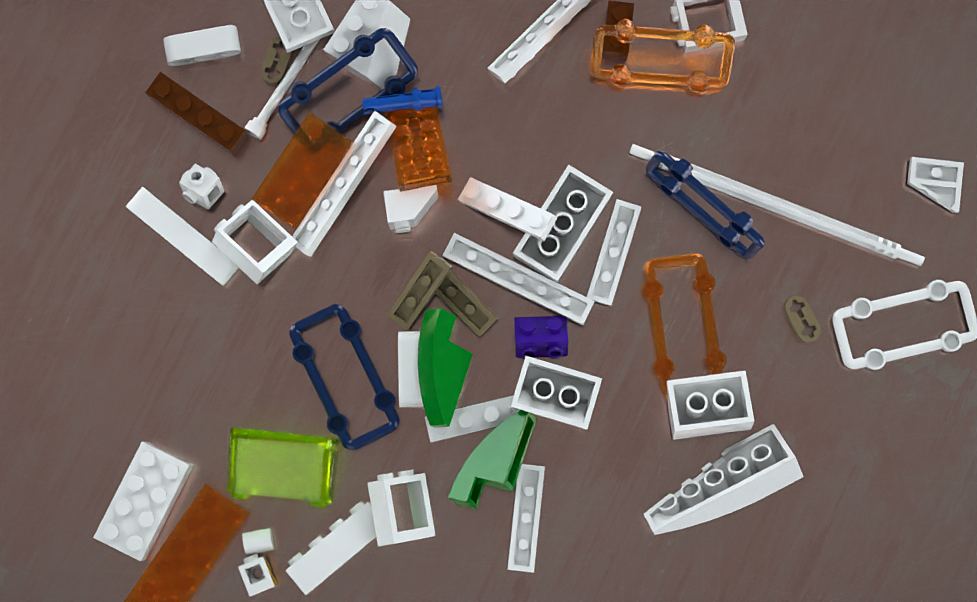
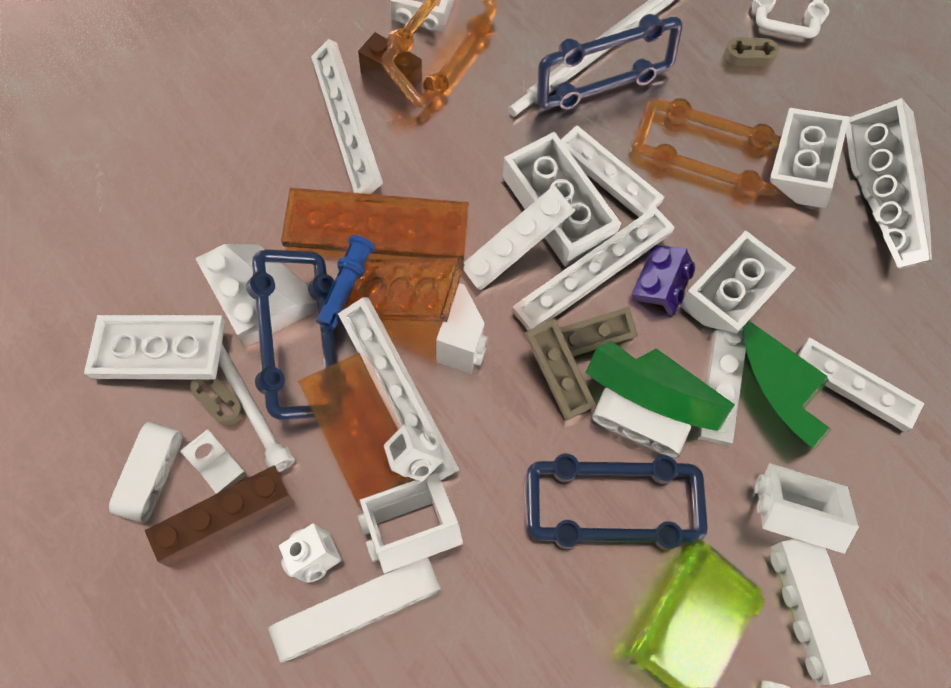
camera: 70 degrees left, 15 degrees down
(229, 90) = (216, 468): none -> white bracket
(298, 218) = (413, 452): none -> white brick
(471, 96) = (390, 222): none -> clear orange plate

